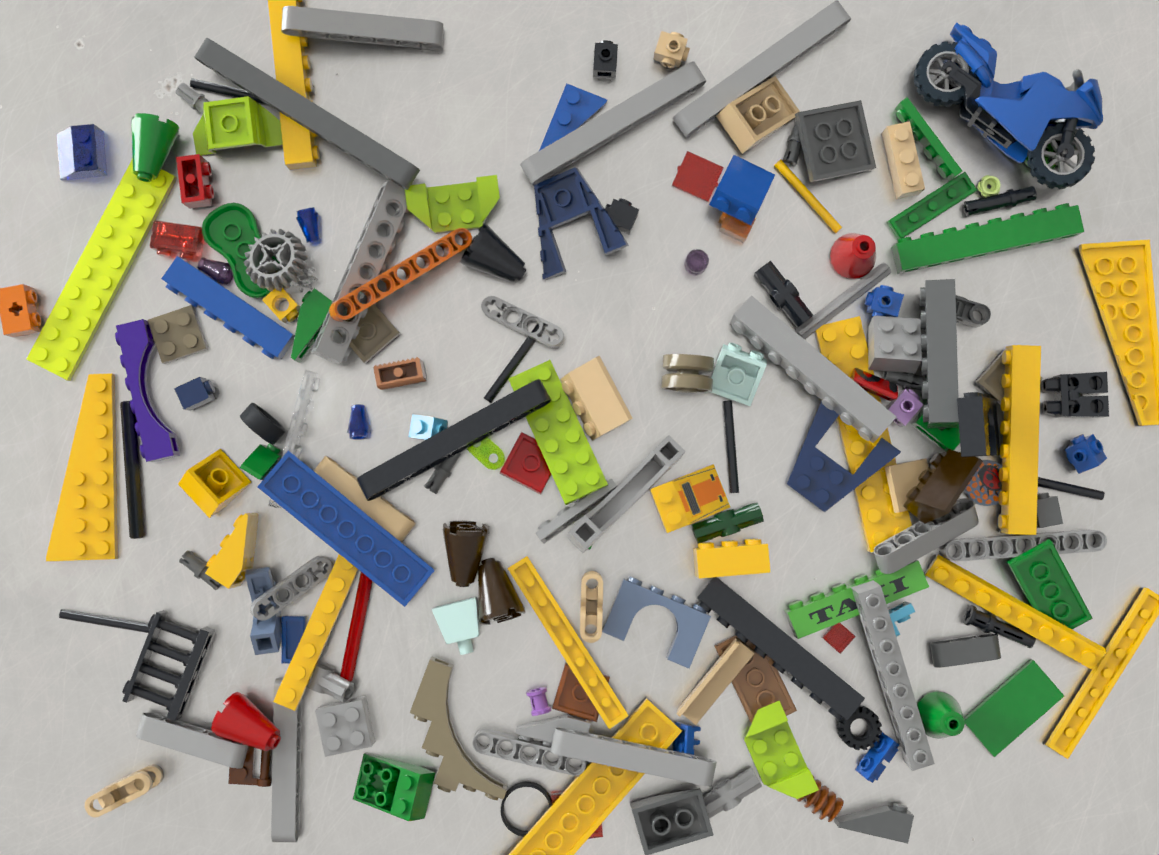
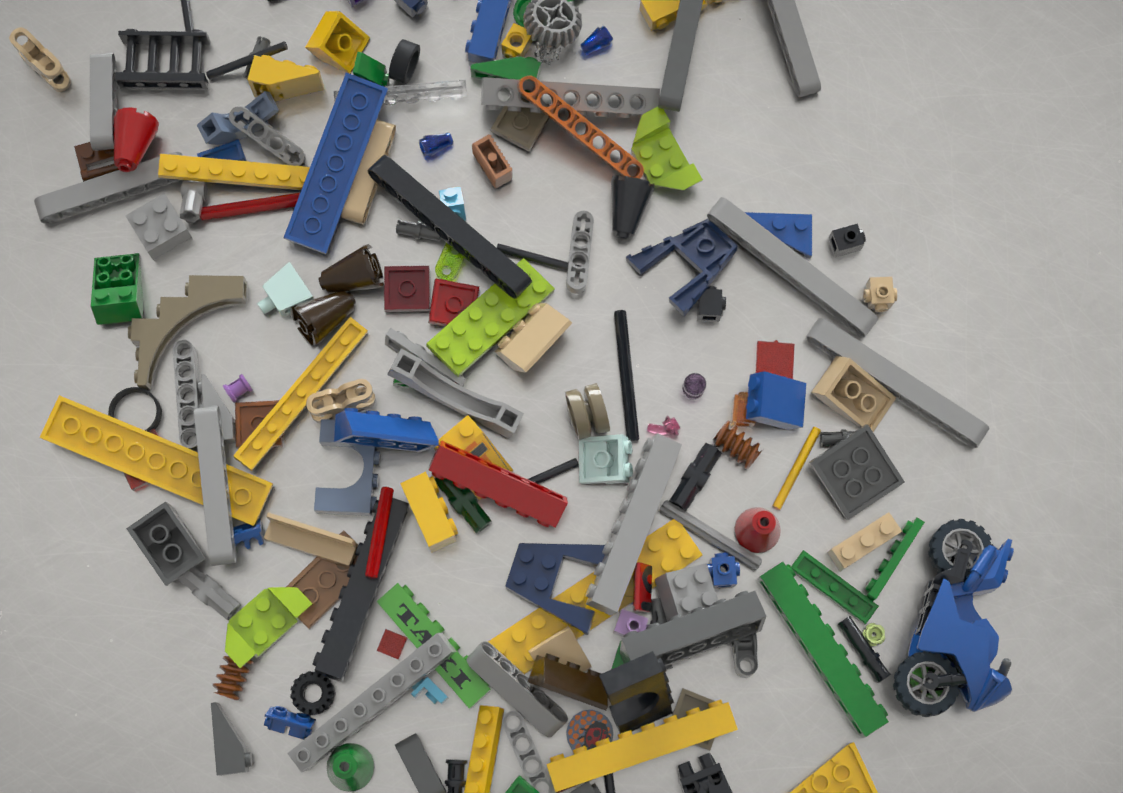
camera: 65 degrees right, 10 degrees down
(202, 580) = (244, 61): none -> black bar
(498, 503) = (406, 288): none -> dark red plate
(640, 575) = (384, 431): none -> blue slope
(660, 322) = (626, 375): none -> black axle
(726, 300) = (669, 427): none -> clear pink plate
(728, 484) = (498, 484): none -> red brick
(736, 614) = (379, 532): none -> red axle
(767, 242) = (737, 445): none -> dark orange piece

